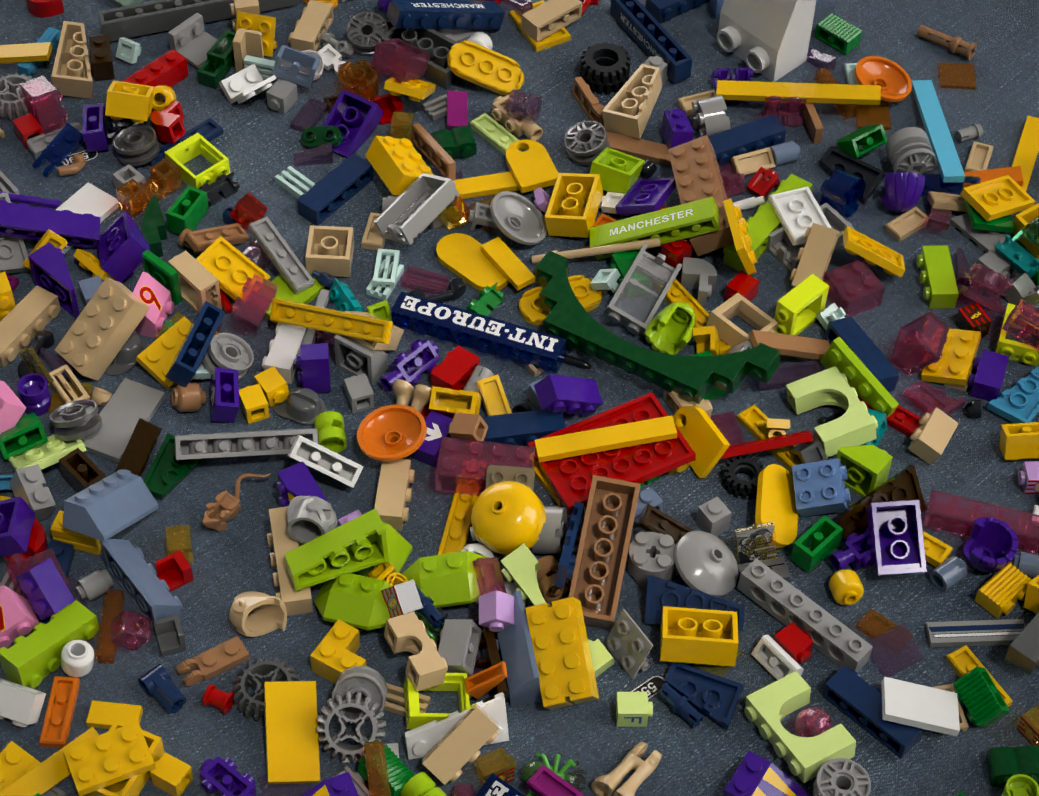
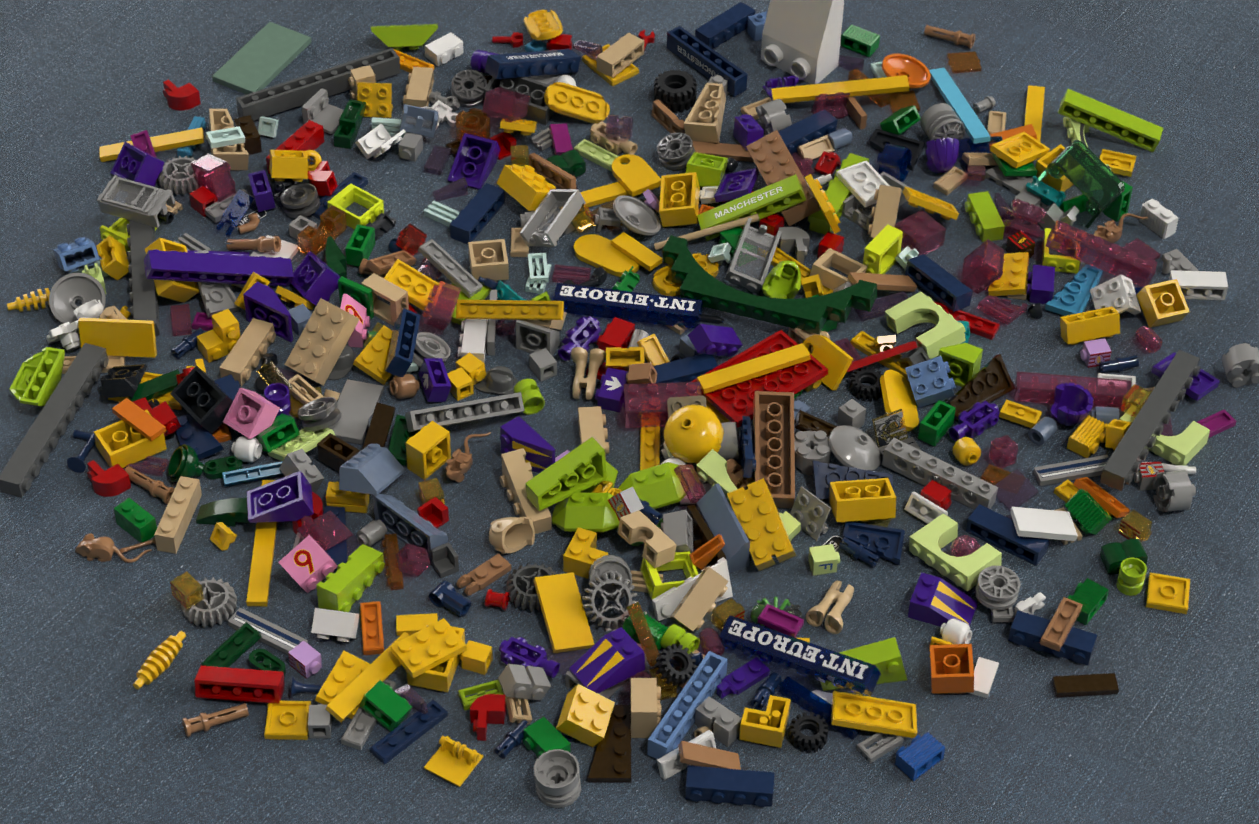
camera: 10 degrees left, 5 degrees down
(45, 588) = (338, 537): dark purple brick -> none
(70, 58) = (225, 137): none -> light aqua tile
(74, 193) = (261, 244): none -> medium nougat pin
(77, 658) = (376, 586): white head -> none
(189, 486) = (428, 450): none -> yellow brick
(247, 43) = (371, 107): tan panel -> none
(310, 518) = (538, 454): light grey helmet -> none
(315, 367) = (504, 348): dark purple brick -> none
(320, 136) = (453, 174): dark green plate -> none
(325, 461) = (534, 415): white brick -> none
(391, 432) = (581, 387): orange dish -> none
(496, 610) = (703, 500): lavender brick -> none
(859, 377) = (941, 295): lime wing -> none
(892, 595) = (1003, 451): none -> clear pink brick
(897, 537) = (998, 406): dark purple slope -> none
(933, 435) = (1008, 333): tan brick -> none
(1004, 677) = (1102, 497): none -> orange tile

